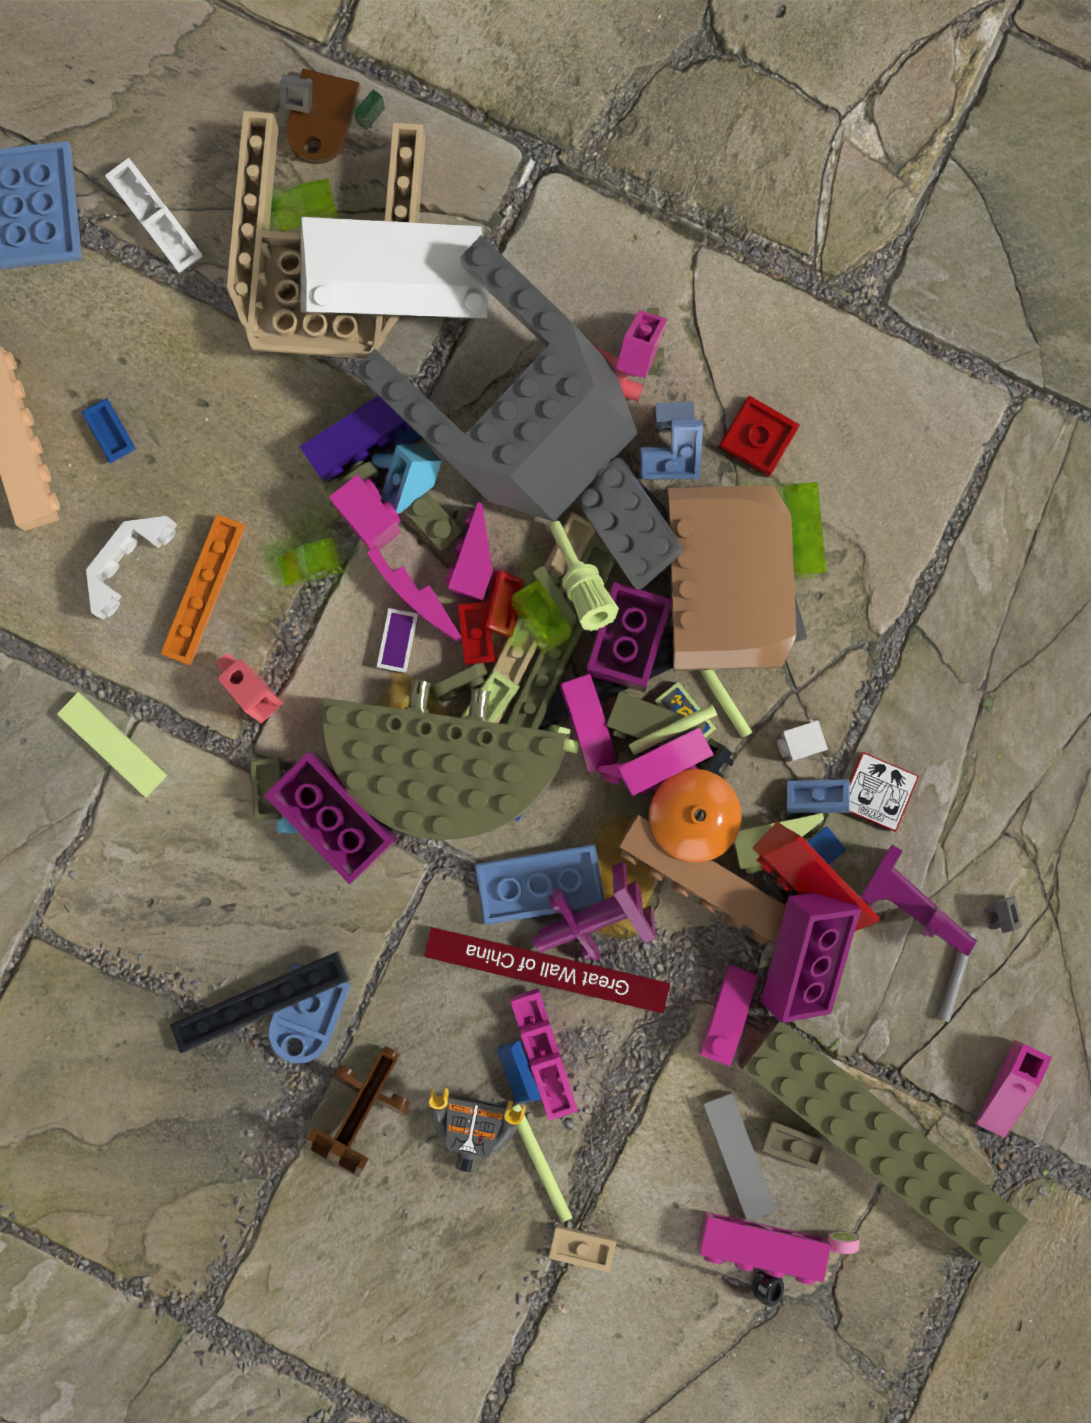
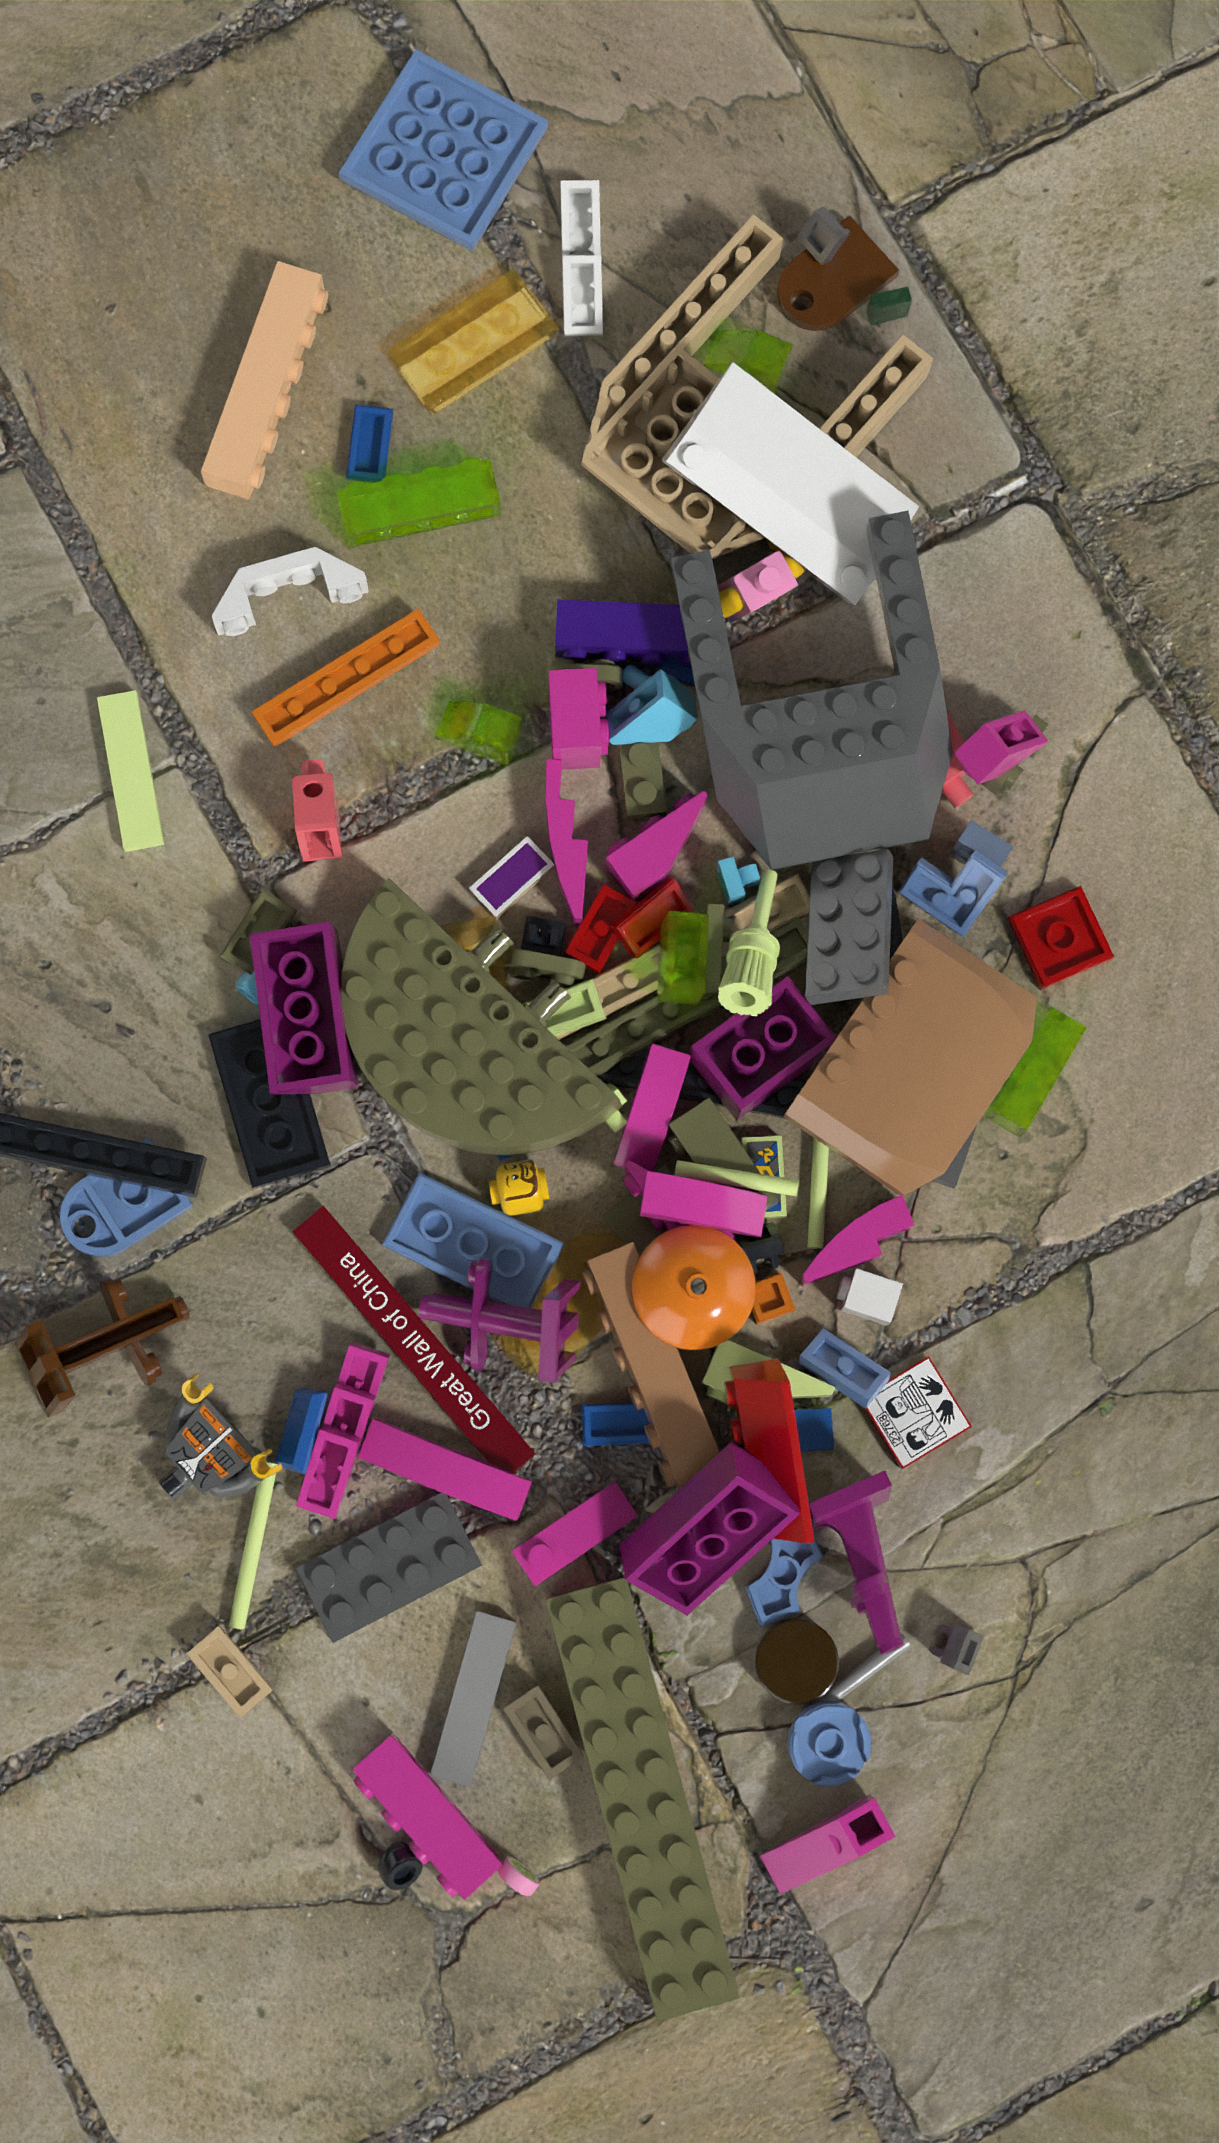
camera: 30 degrees right, 5 degrees down
(125, 318) = (473, 341): none -> clear yellow tile
(167, 445) = (419, 502): none -> clear neon green brick
(369, 904) = (274, 1131): none -> black tile
(418, 346) = (759, 584): none -> bright pink torso
(444, 664) = (543, 936): none -> black tile
(536, 544) = (735, 880): none -> medium azure tile
(543, 829) = (519, 1187): none -> yellow head
(623, 1033) = (445, 1469): none -> dark pink slope
(631, 1115) = (388, 1566): none -> dark grey plate
(703, 931) = (613, 1424): none -> blue tile
(744, 785) = (771, 1299): none -> orange tile
(771, 712) = (858, 1241): none -> dark pink slope
(871, 957) = (775, 1591): none -> medium blue tile
(915, 993) = (796, 1661): none -> dark brown tile
(969, 1027) = (829, 1743): none -> medium blue tile

